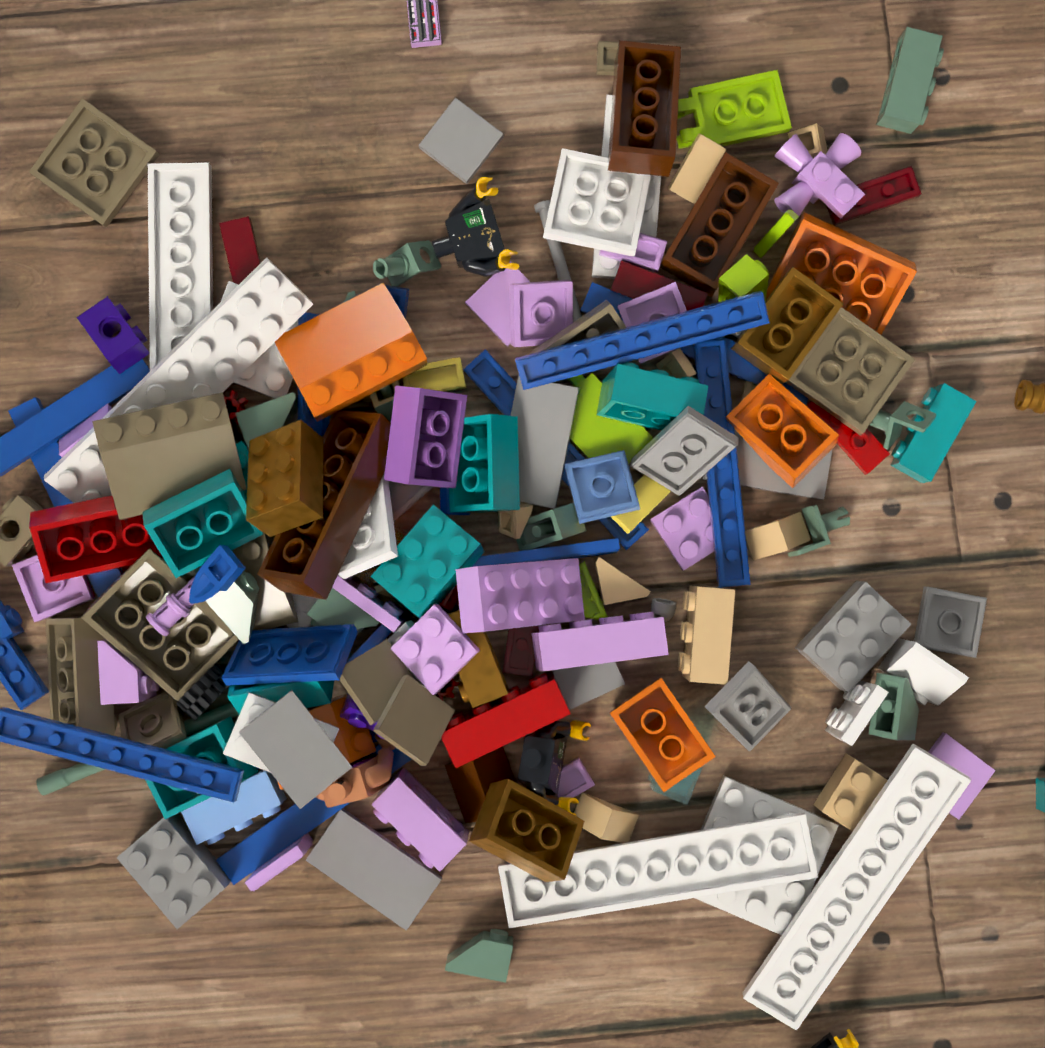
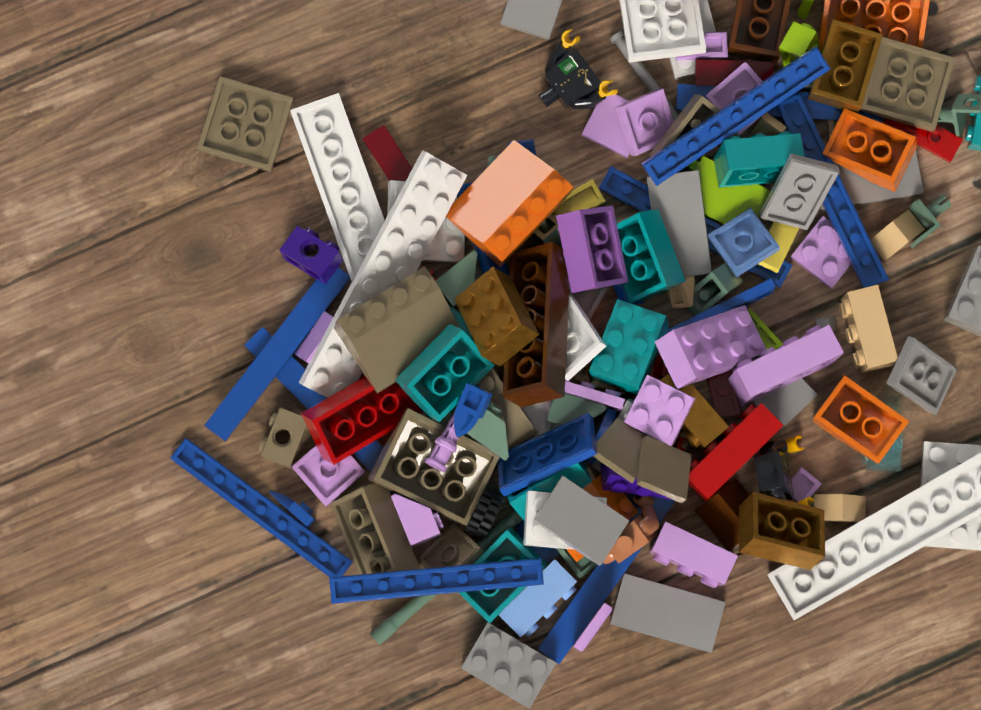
camera: 15 degrees left, 5 degrees down
(406, 263) = (524, 119): sand green bracket -> none
(483, 956) = (782, 650): sand green slope -> none
(615, 585) = (782, 317): tan slope -> none

